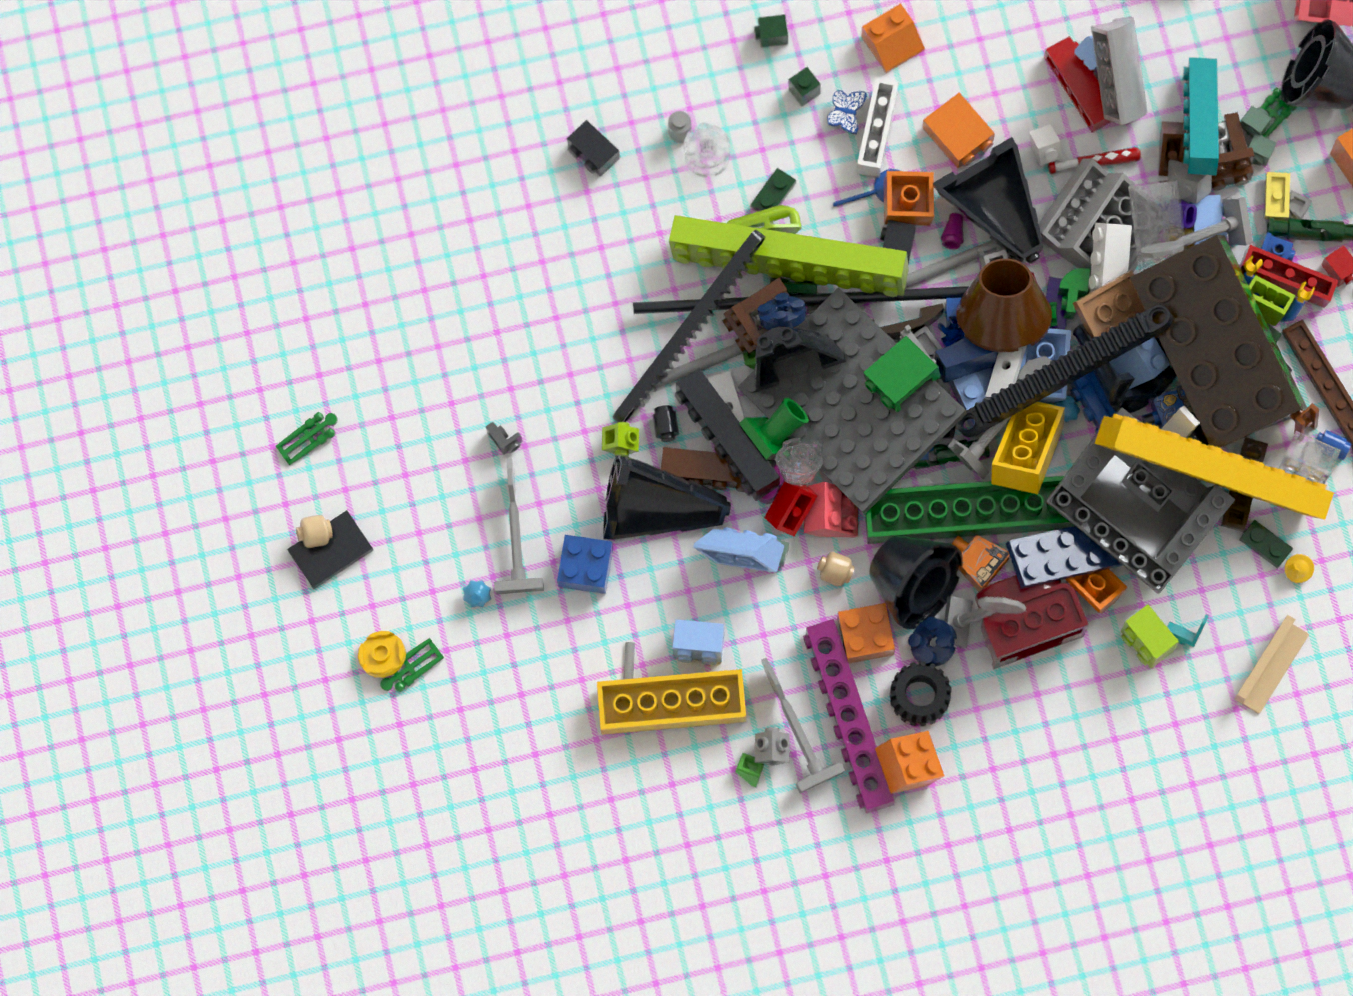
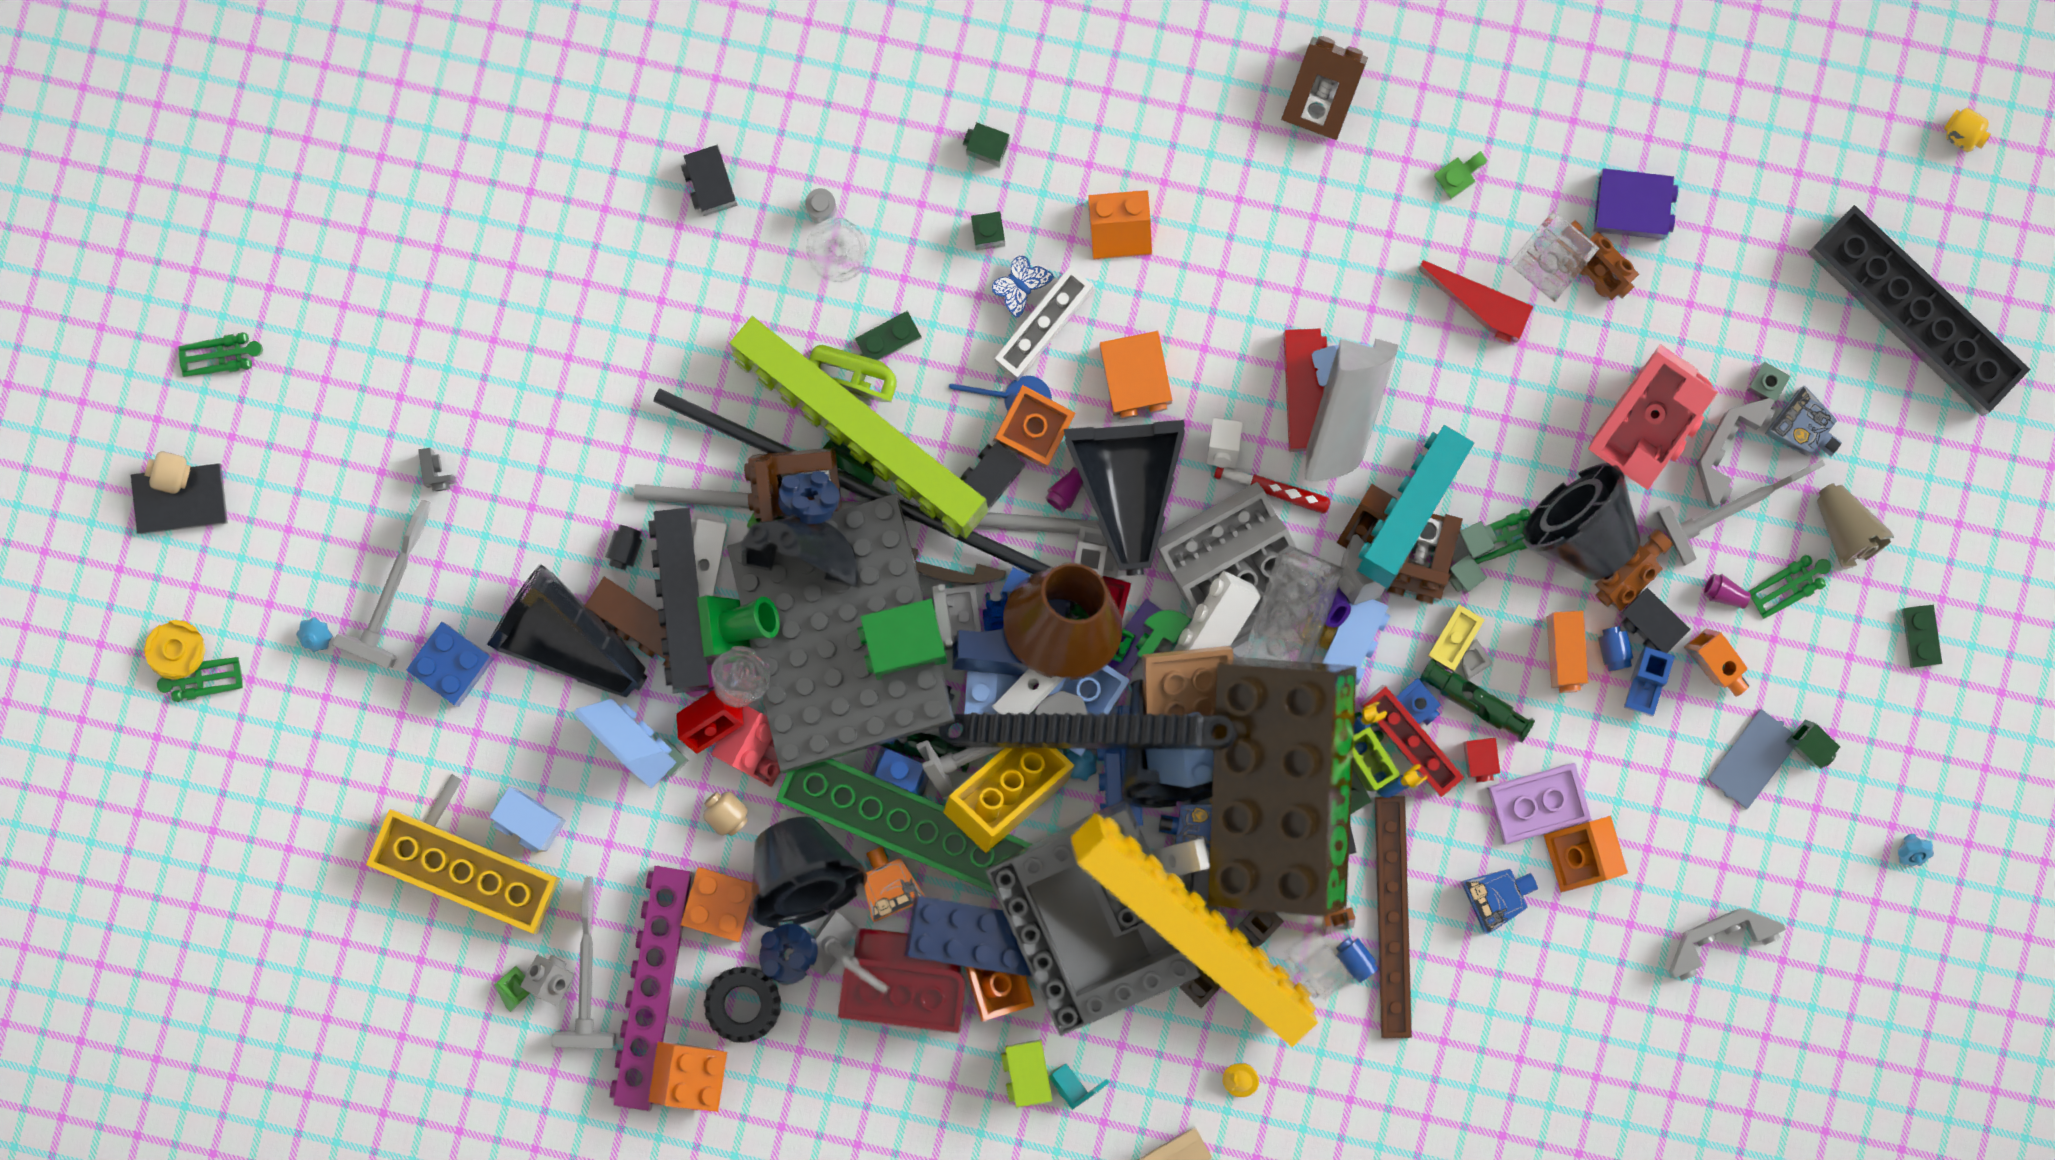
camera: 25 degrees right, 10 degrees up
(620, 439) = (562, 541): lime brick -> none
(689, 327) = (702, 457): black gear -> none
(942, 472) = (900, 771): none -> blue torso
(1235, 224) = (1387, 649): light grey piece -> none
(1266, 544) = (1221, 1032): dark green plate -> none

